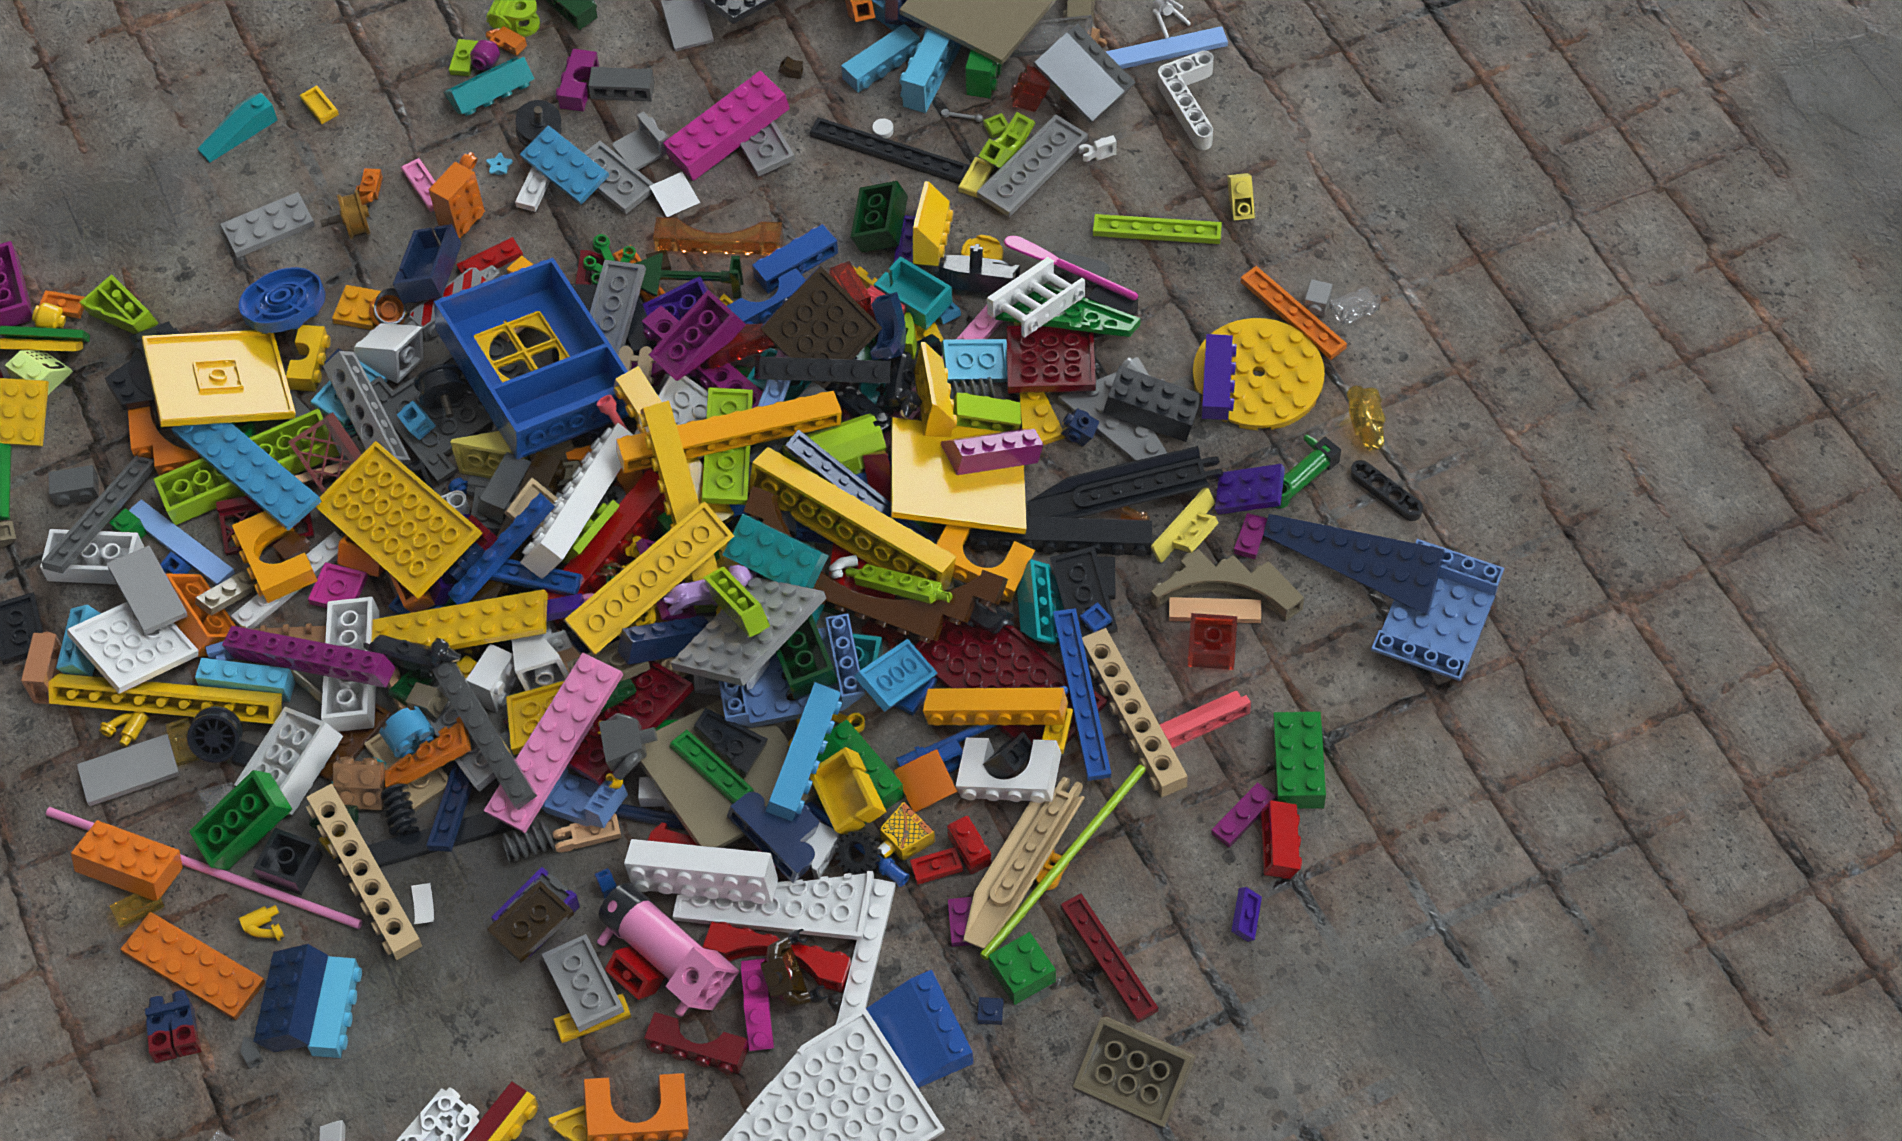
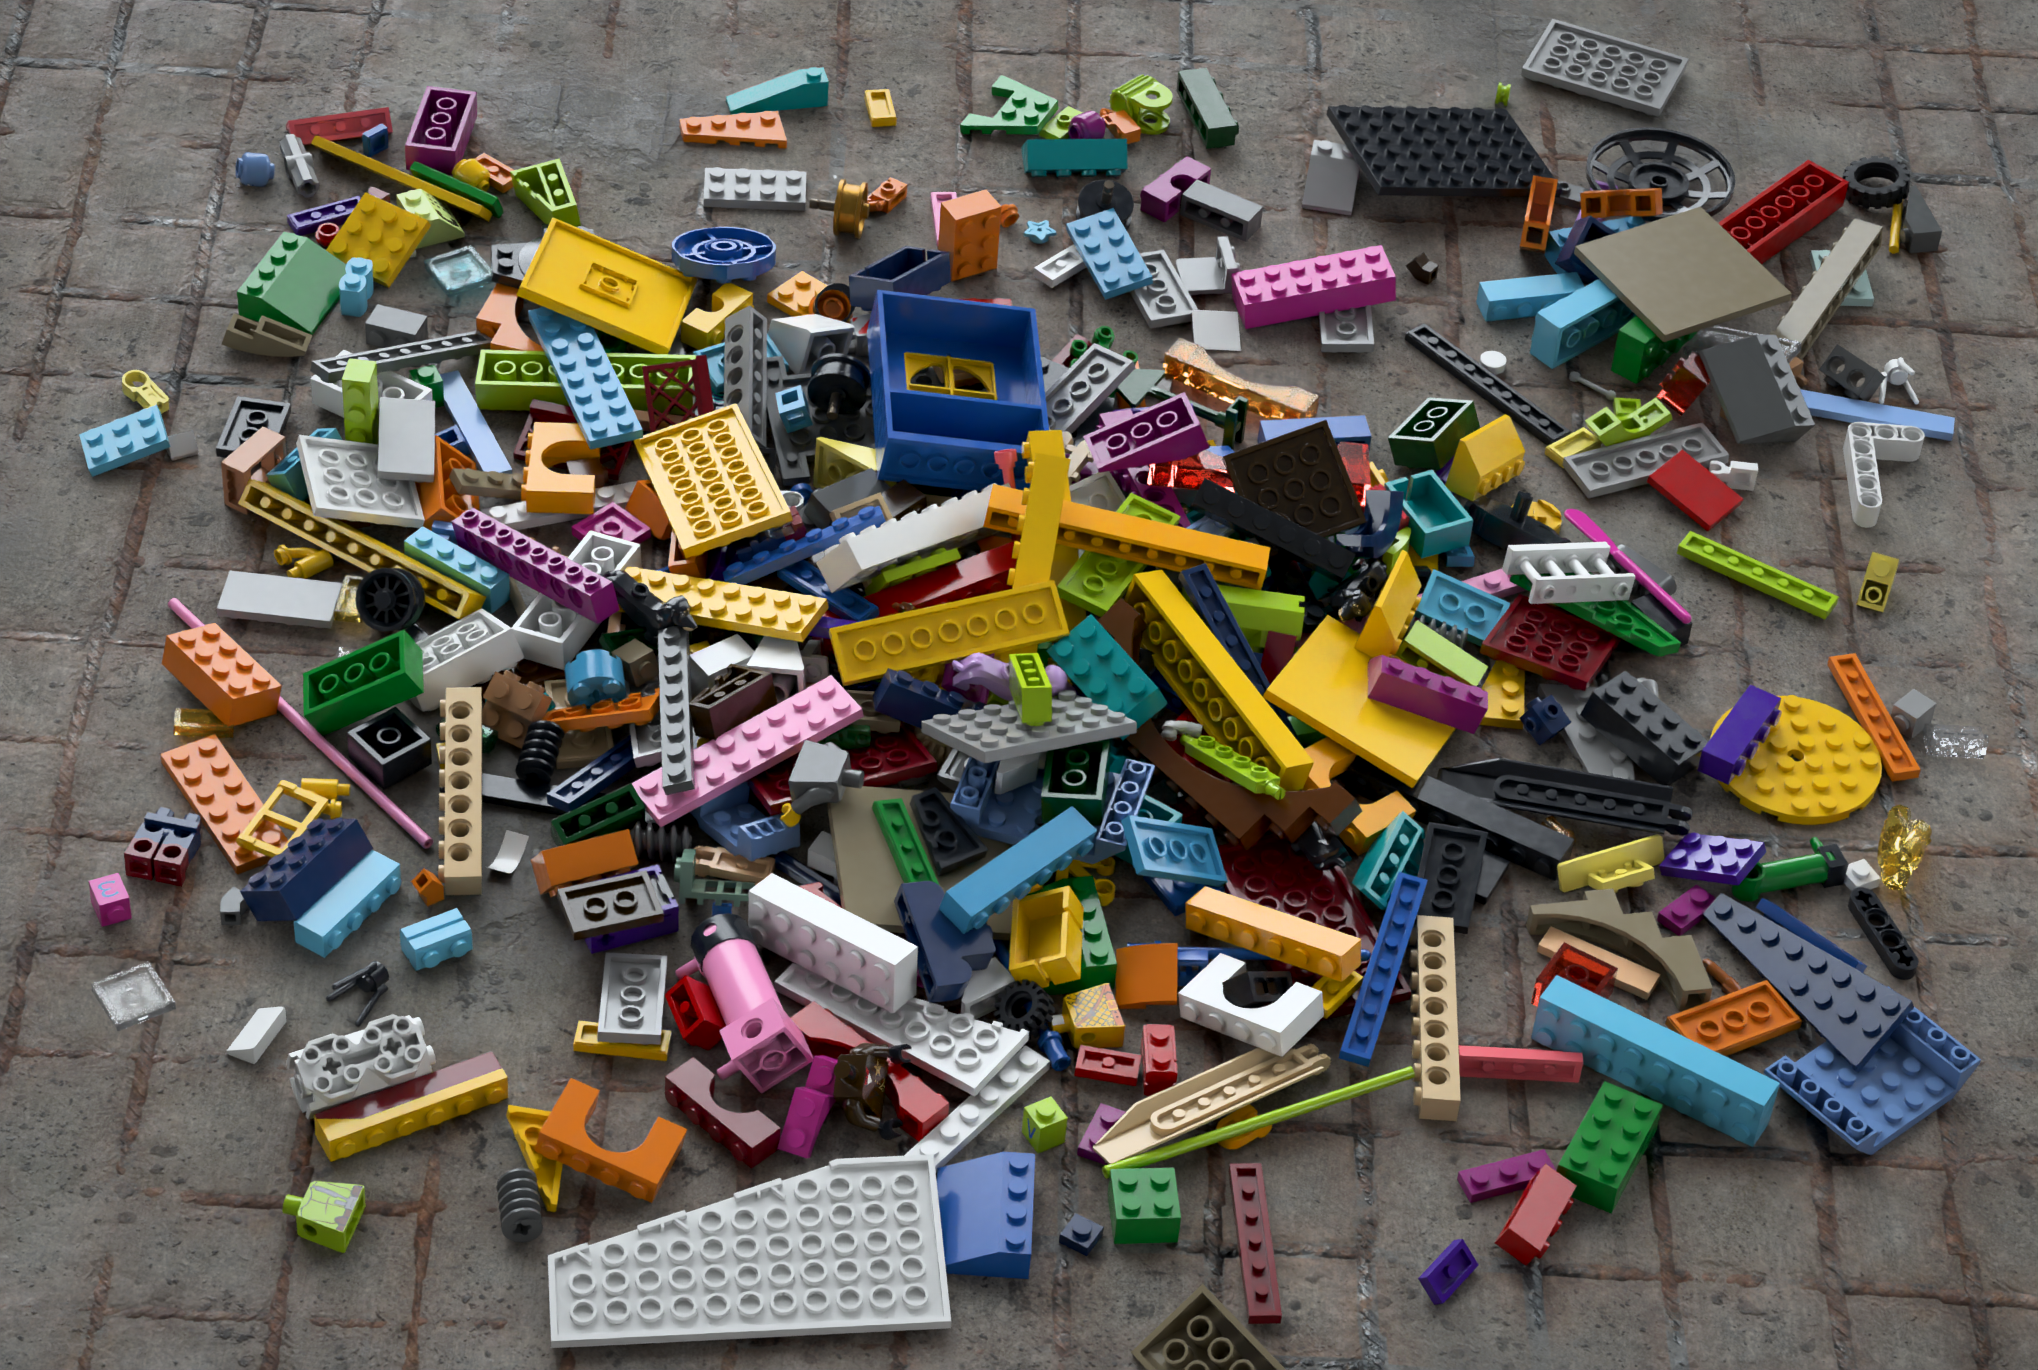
camera: 20 degrees right, 15 degrees down
(20, 461) = (356, 287): none -> medium azure brick
(89, 407) = (459, 270): none -> clear light blue plate
(98, 579) = (360, 401): none -> lime brick
(159, 1093) = (110, 899): none -> dark pink brick
(230, 964) = (284, 787): none -> yellow window
(232, 169) = (735, 128): none -> wing
(383, 963) = (428, 887): none -> orange piece
(385, 1063) = (368, 979): none -> black plant
(415, 1005) = (436, 939): none -> medium azure brick
(429, 61) = (1023, 112): none -> wing
(476, 849) = (600, 817): none -> dark green brick
(487, 890) = (584, 861): none -> orange brick
(520, 705) = (732, 701): none -> dark brown wedge
(572, 867) = (696, 888): none -> sand green plate
(921, 938) = (1044, 1124): none -> lime brick
(1080, 176) = (1695, 490): none -> red tile
(1096, 618) = (1447, 904): blue tile -> none
(1136, 18) = (1853, 371): none -> dark grey brick
(1296, 677) = (1655, 1060): none -> medium azure brick
(1308, 584) = (1728, 983): none -> dark orange piece
(1327, 614) = (1737, 1019): none -> orange plate
(1335, 517) = (1780, 916): none -> blue plate
(1350, 450) = (1861, 875): none -> white plate

